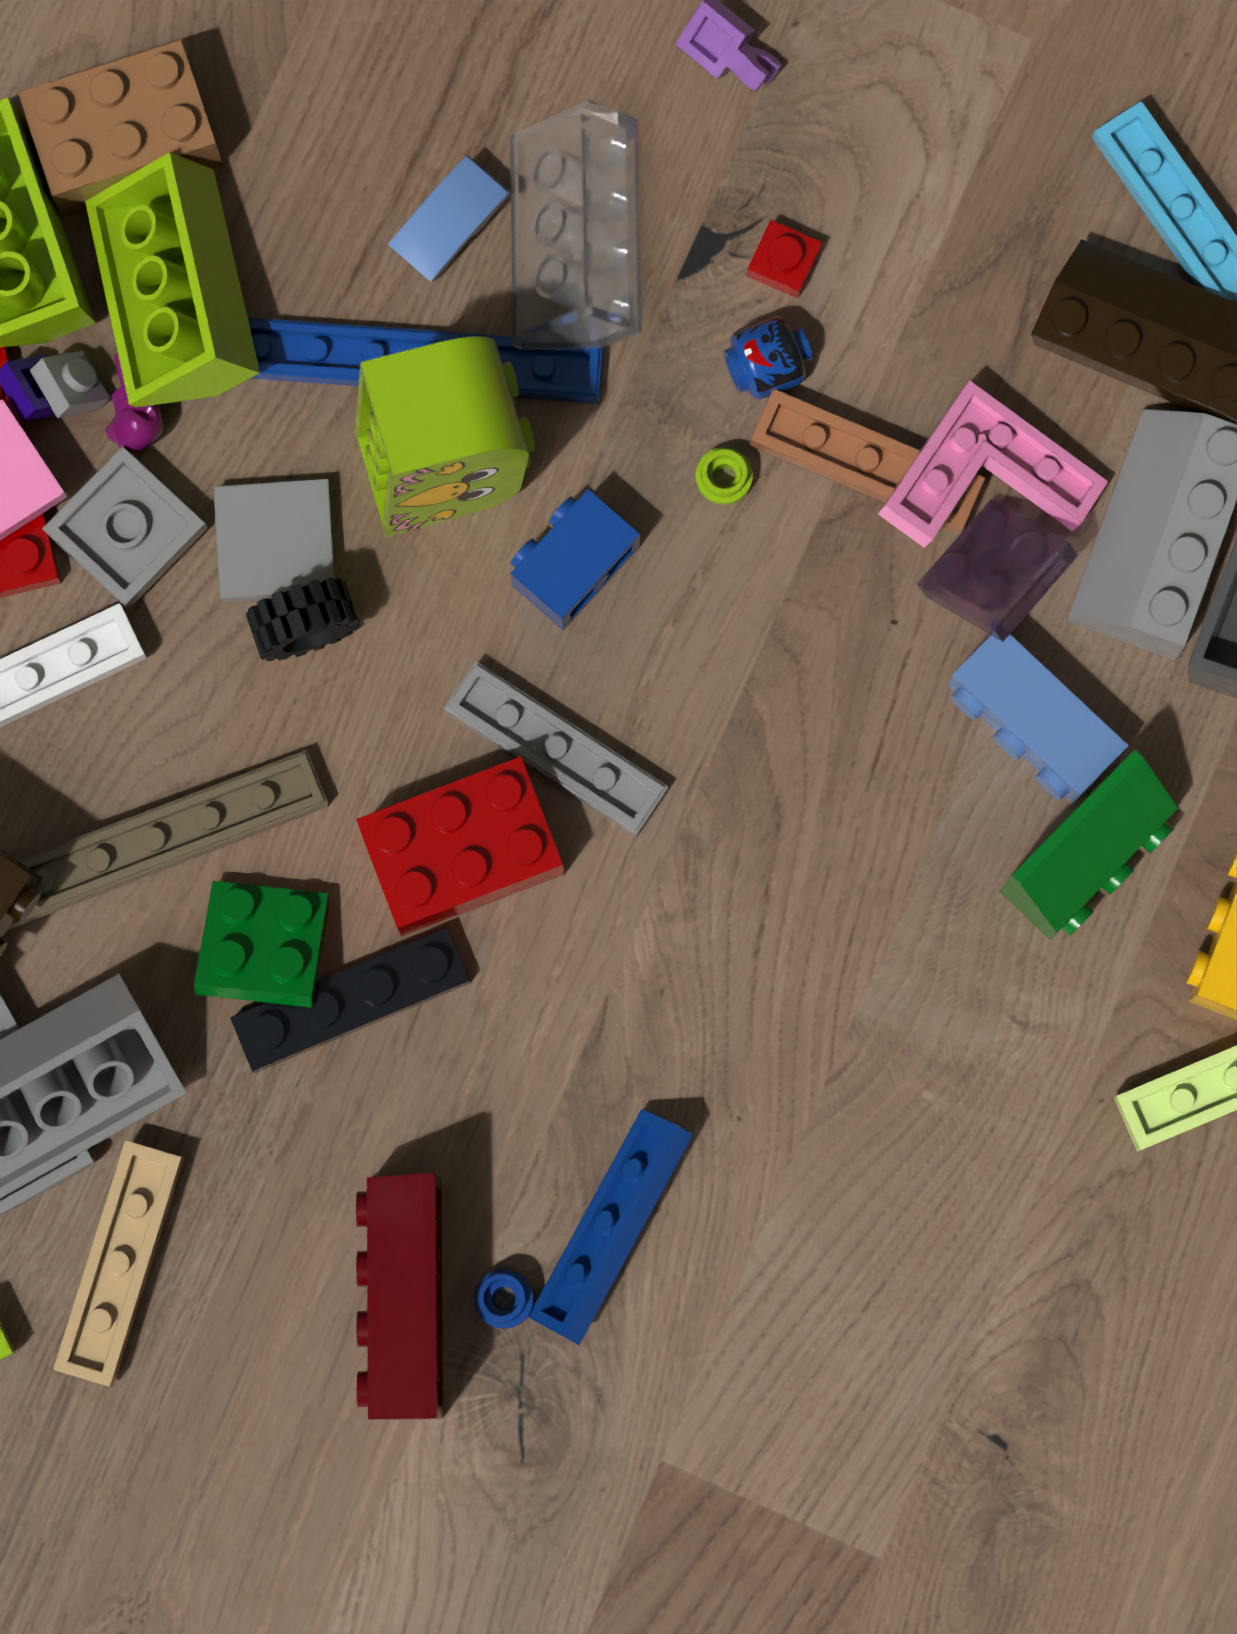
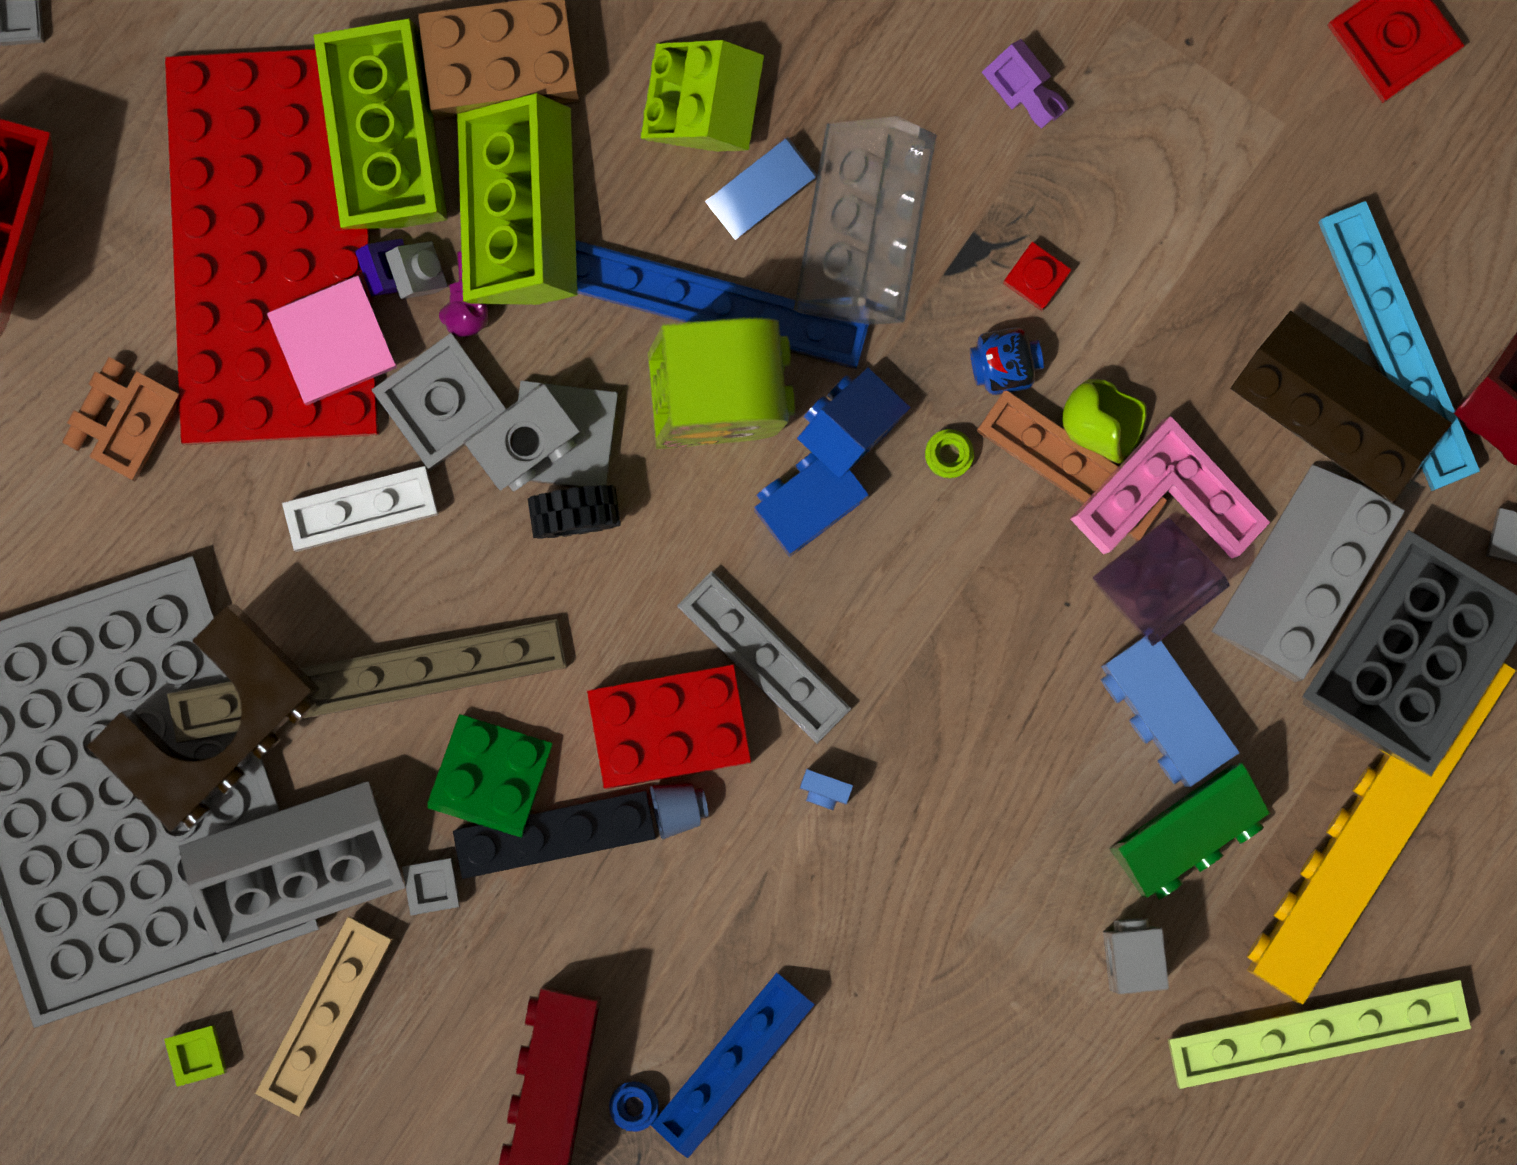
camera: 10 degrees right, 5 degrees up
(217, 1087) = (431, 886): none -> light grey plate
(239, 513) = (534, 410): none -> light grey brick
(362, 127) = (702, 95): none -> lime slope
(488, 939) = (677, 808): none -> sand blue hat
(604, 454) = (852, 422): none -> blue brick
(656, 884) = (825, 790): none -> medium blue plate
(893, 400) = (1104, 419): none -> lime hair
(1057, 1004) = (1135, 957): none -> light grey brick

